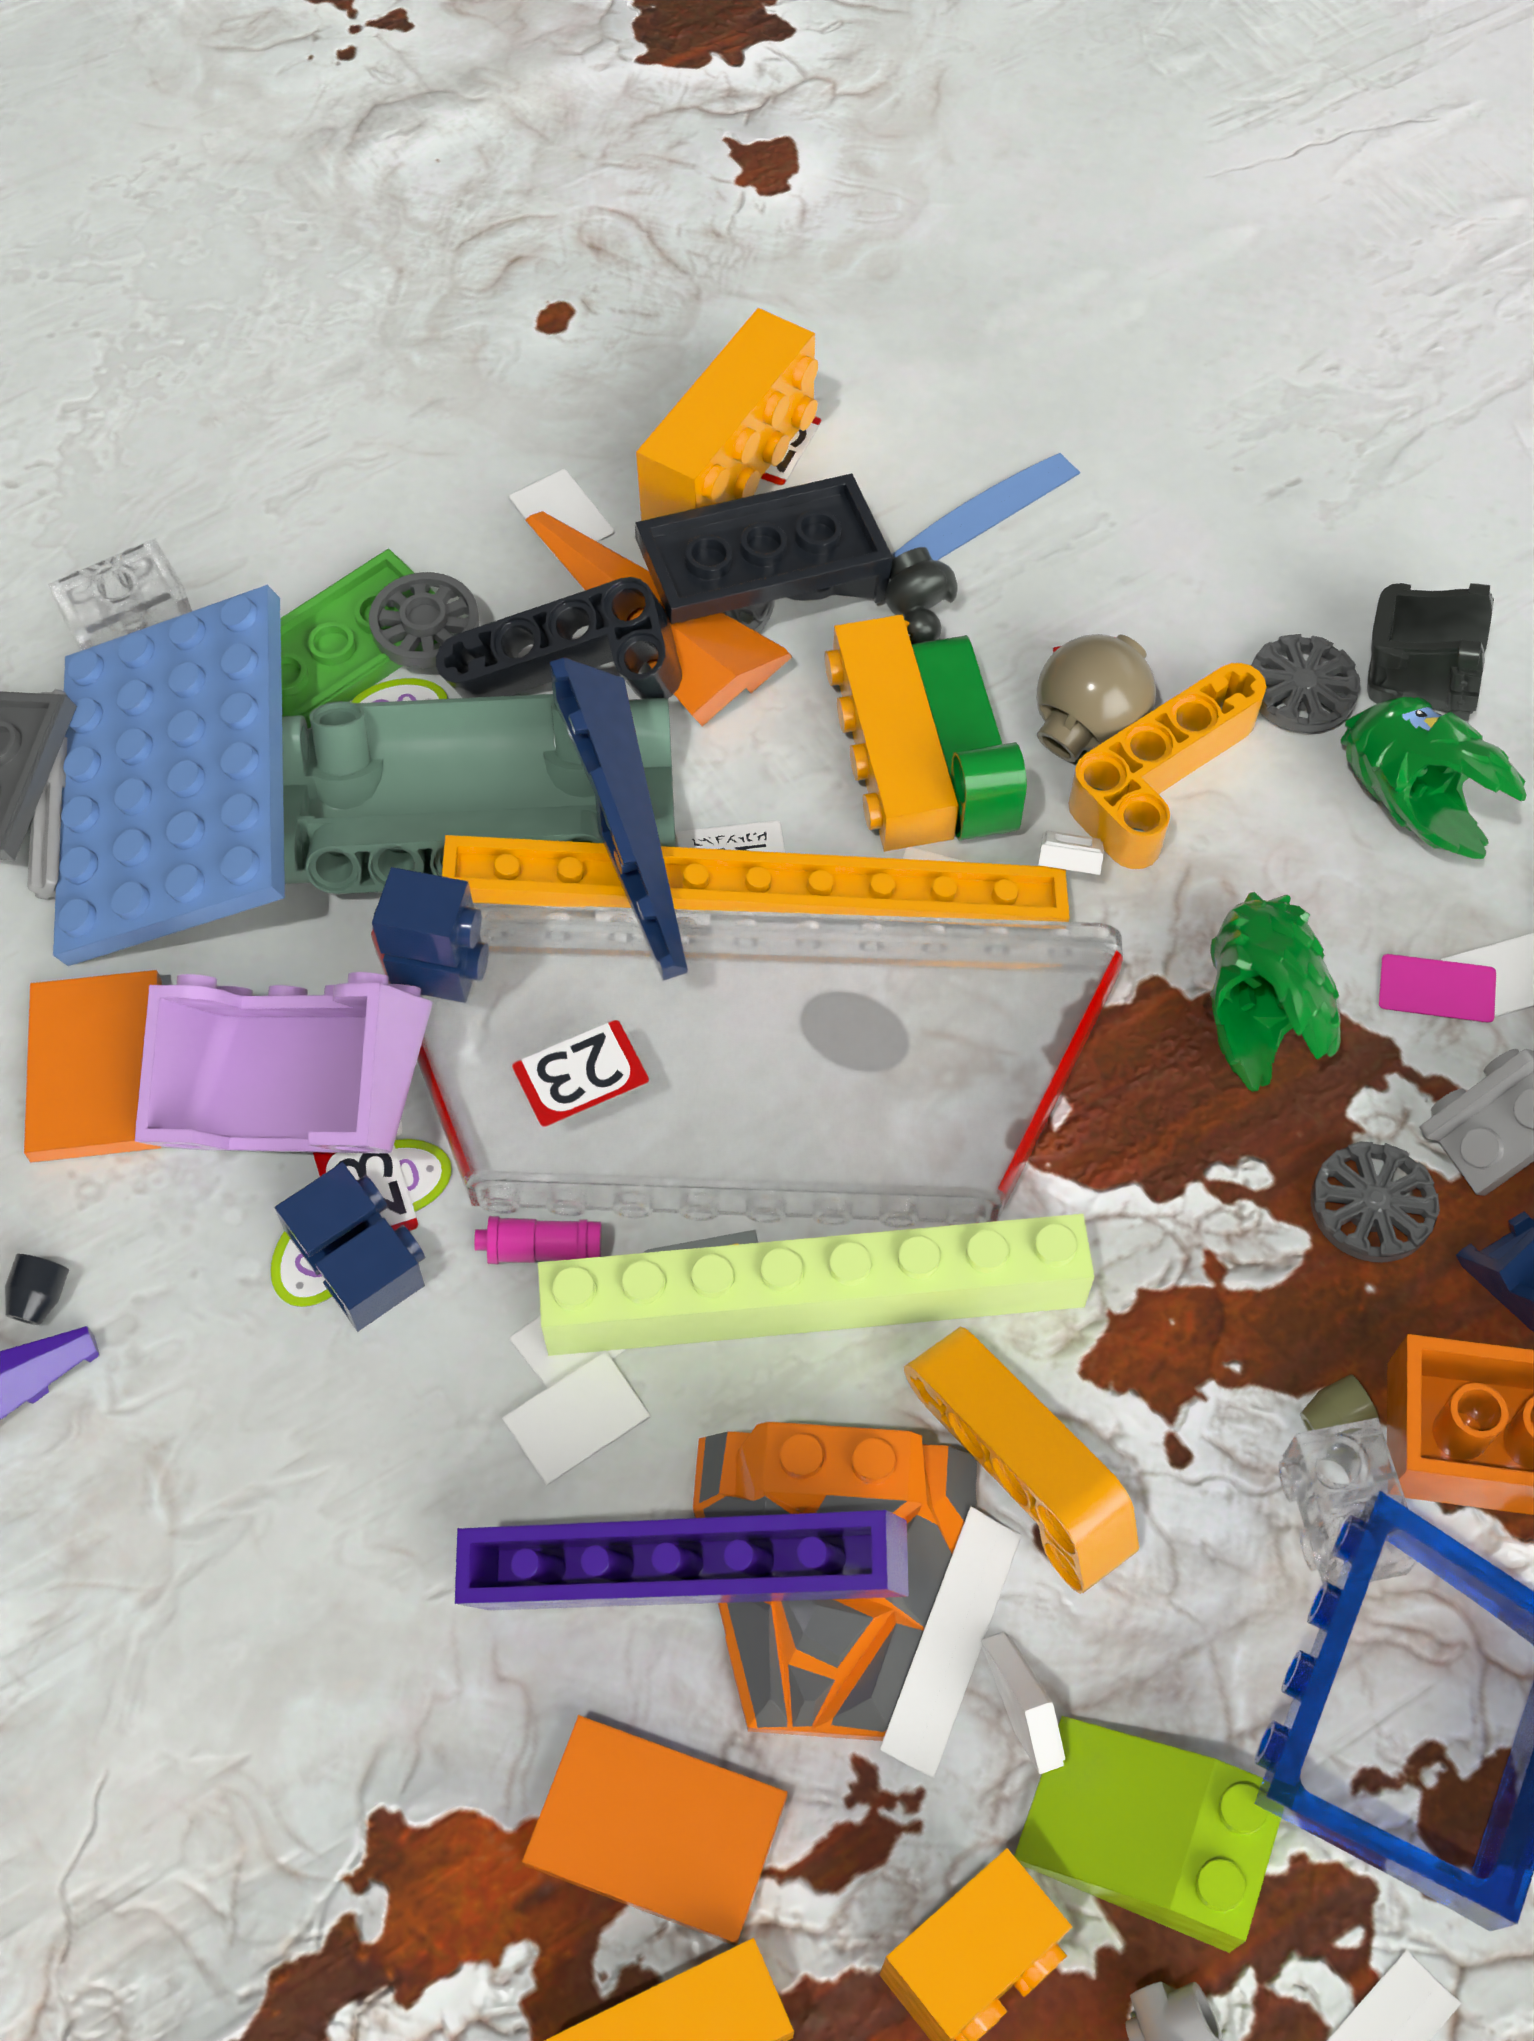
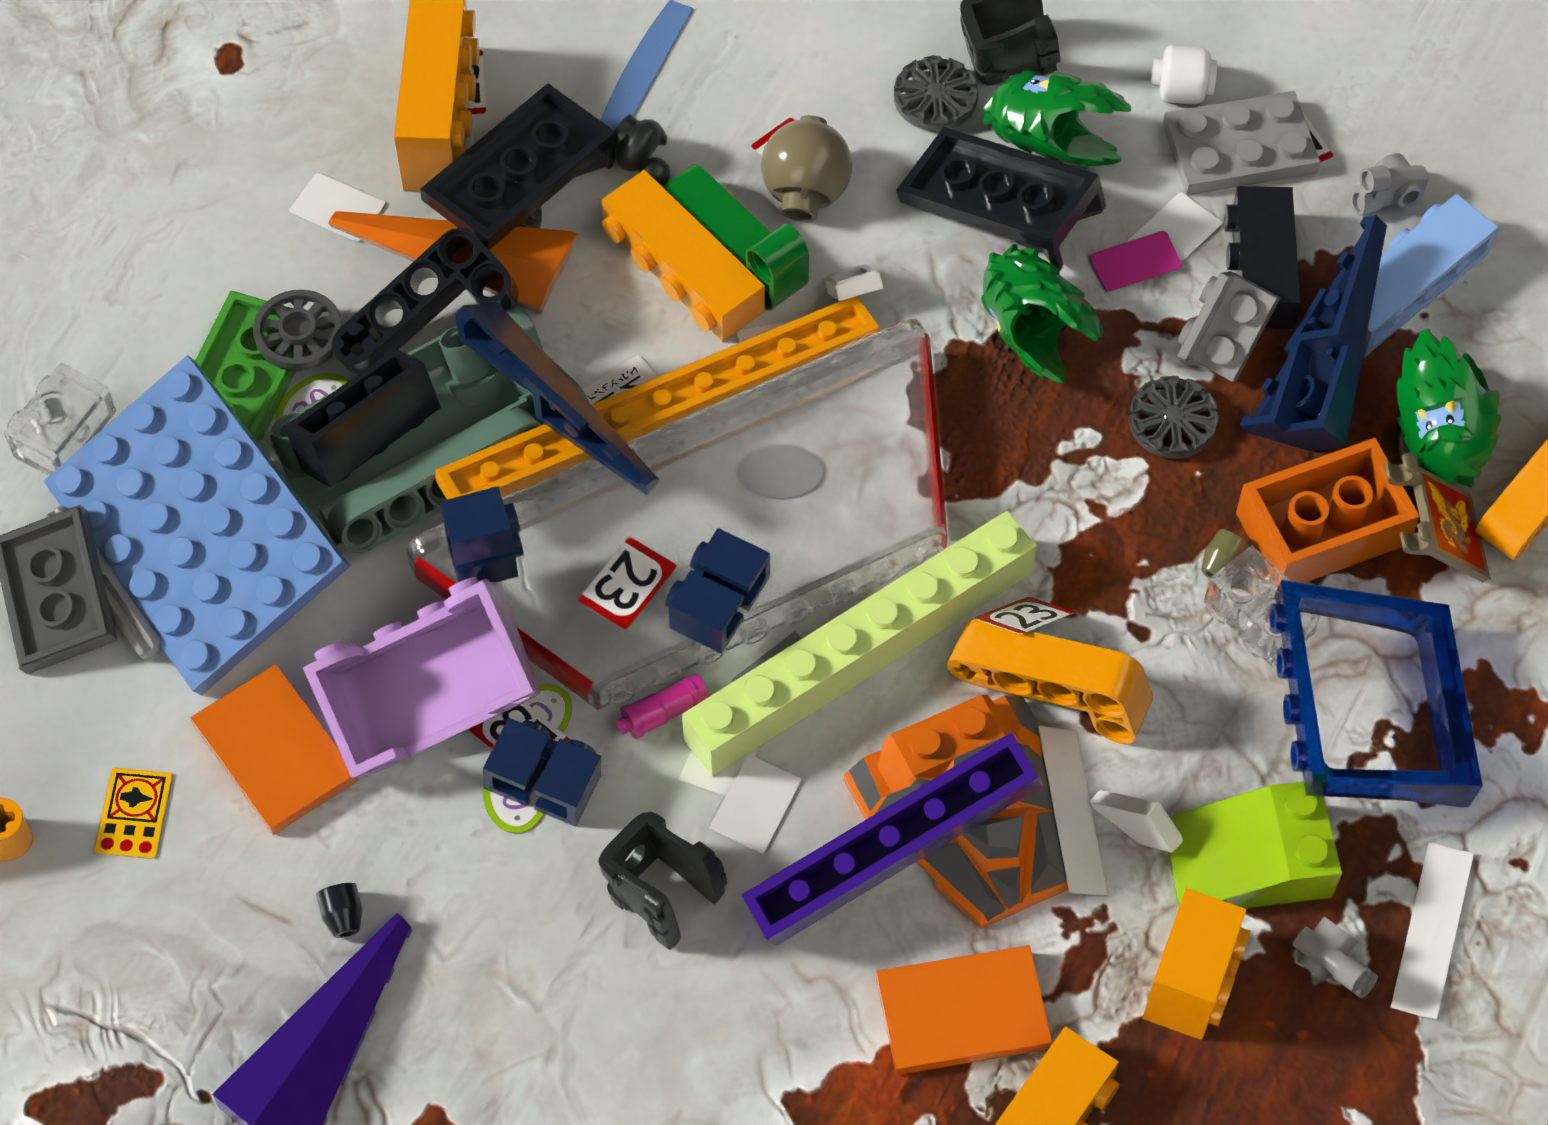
camera: 30 degrees left, 0 degrees up
(350, 1422) = (651, 841): none -> pearl dark grey piece
(414, 741) = (362, 417): none -> black brick
(684, 1119) = (724, 577): none -> dark blue piece
(1033, 1356) = (1024, 615): none -> sticker
(1175, 742) = (868, 176): light orange beam -> none
(1315, 829) = (1002, 190): none -> black plate

